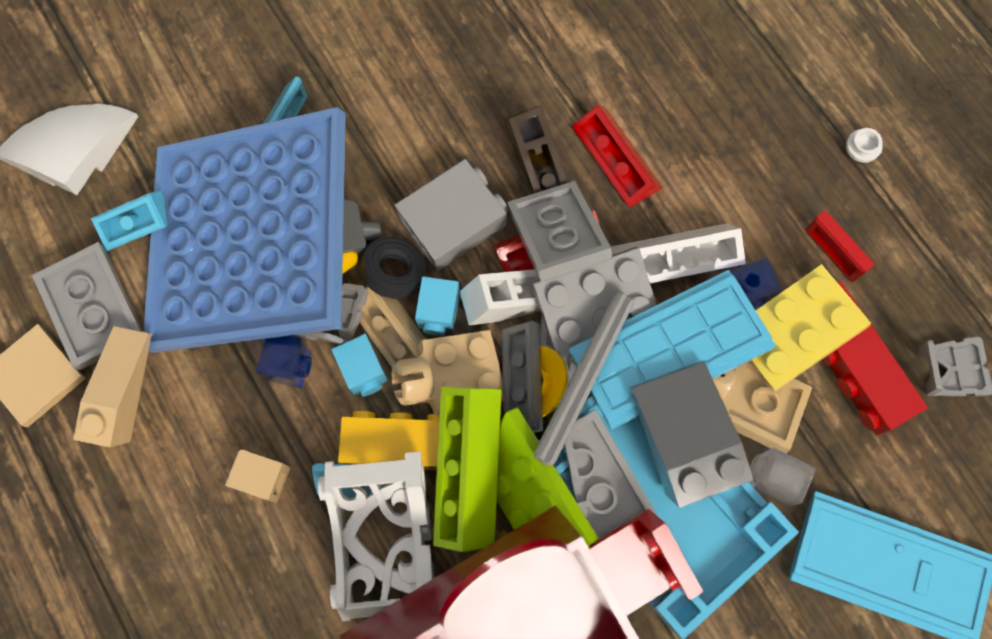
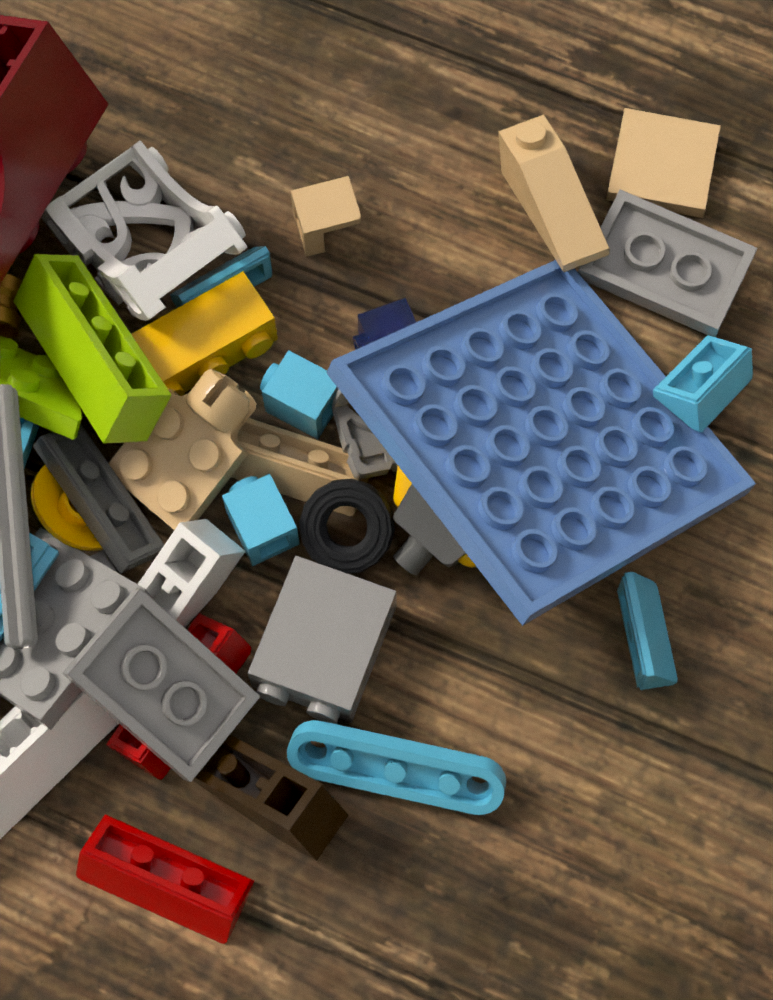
camera: 145 degrees right, 5 degrees down
(461, 127) = (397, 767): none -> medium azure plate

